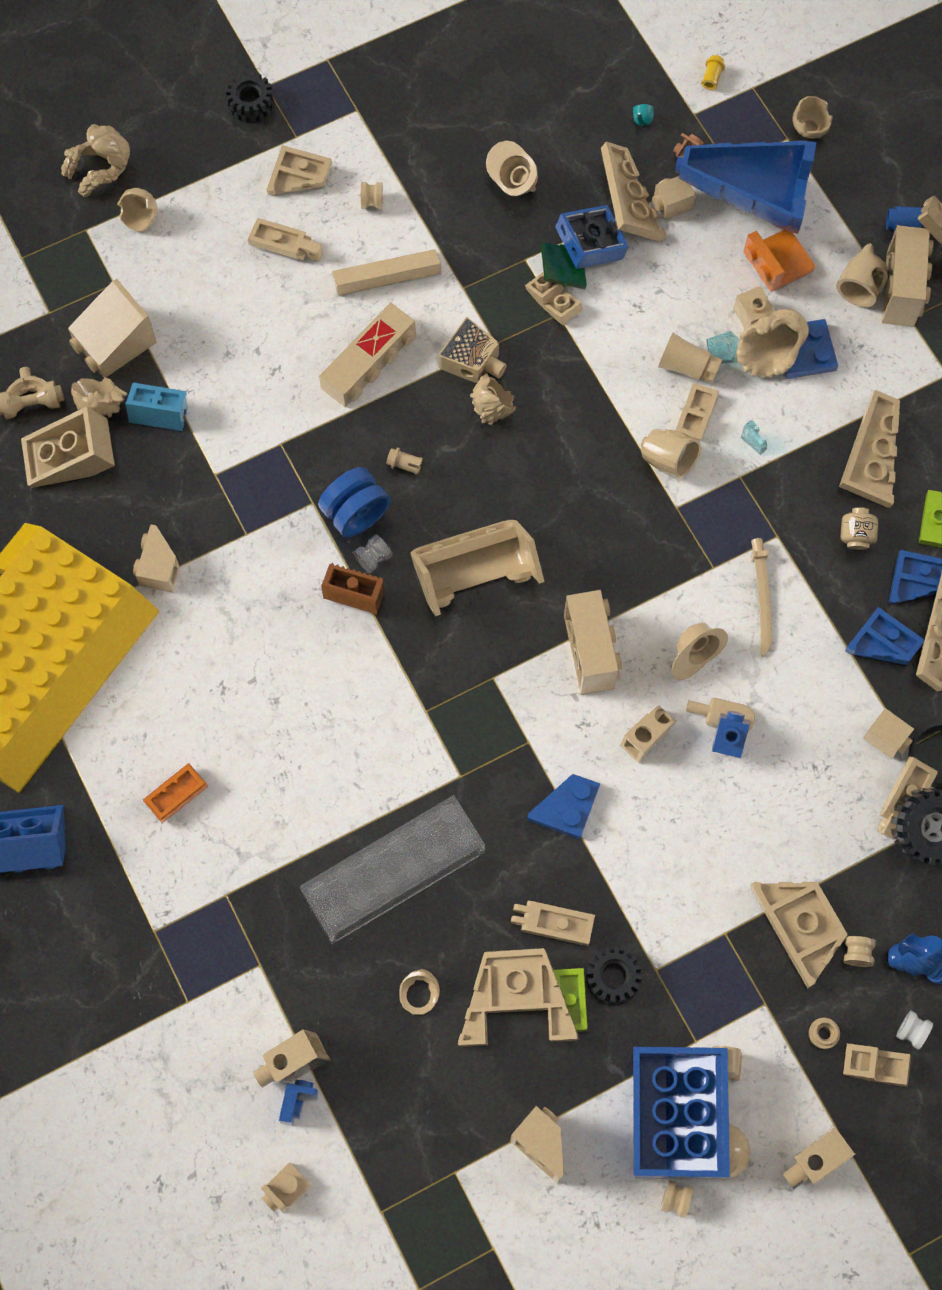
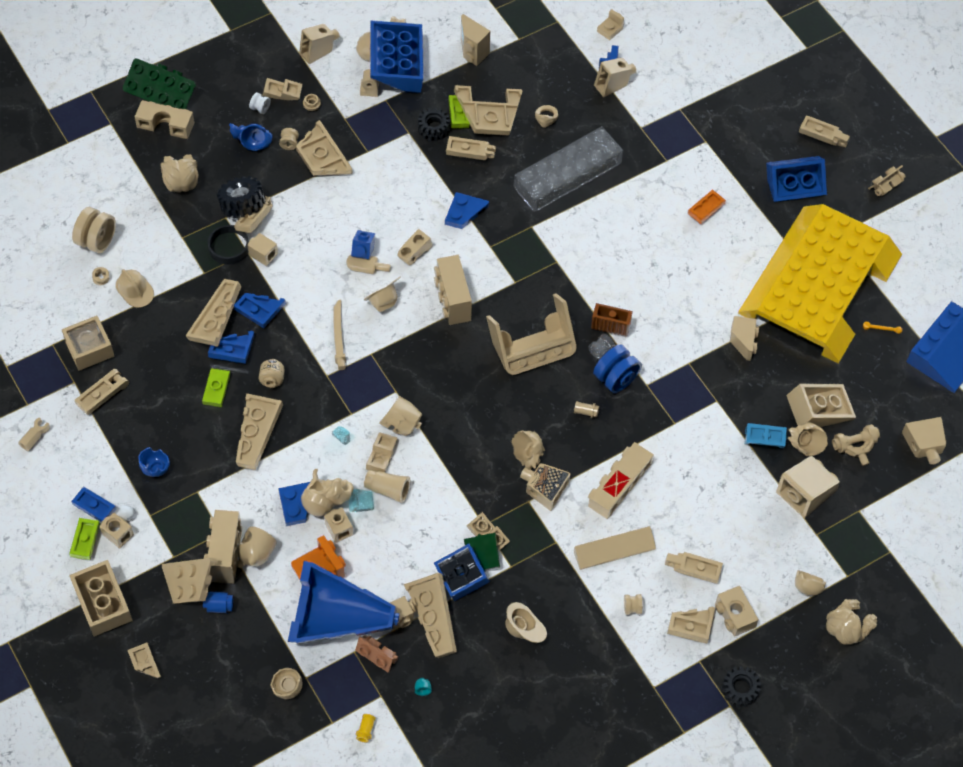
camera: 175 degrees right, 10 degrees down
(241, 195) = (736, 599): none -> tan brick

